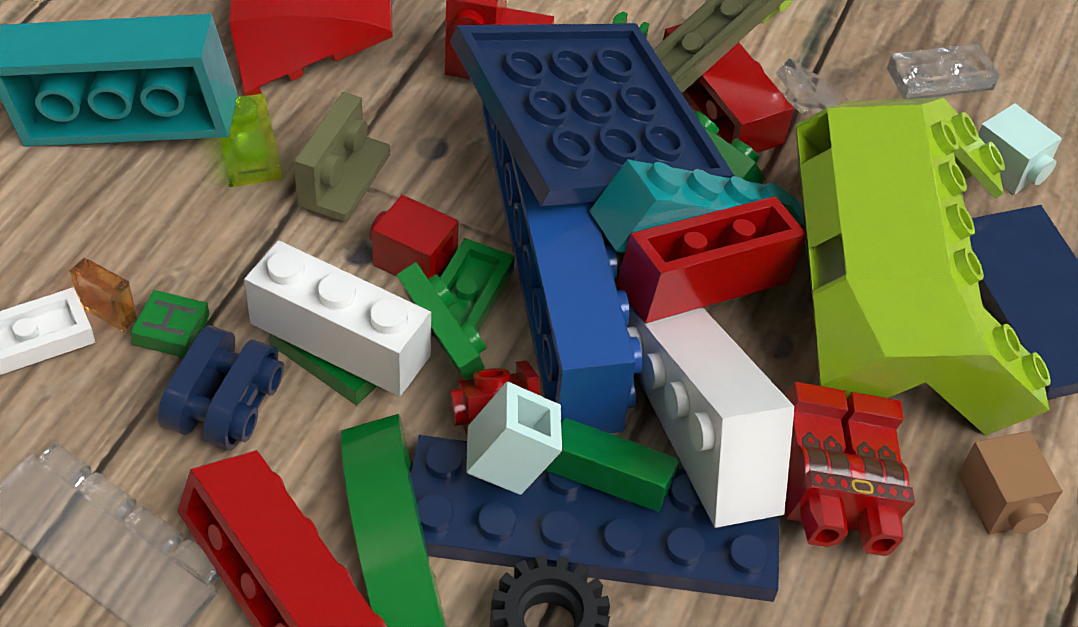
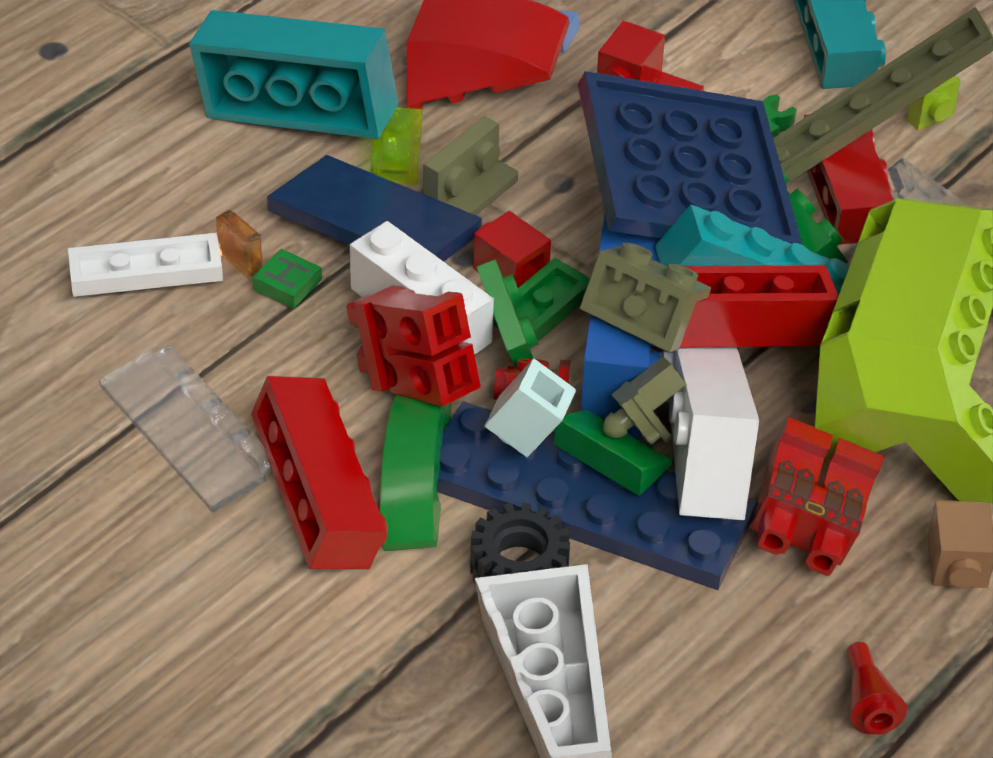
camera: 20 degrees right, 5 degrees down
(234, 408) = (308, 332): dark blue brick -> none
(239, 221) = (352, 202): none -> dark blue tile
(353, 385) = (415, 344): none -> red hips
(609, 278) = (643, 295): none -> olive bracket
(637, 401) = (640, 399): none -> olive piece

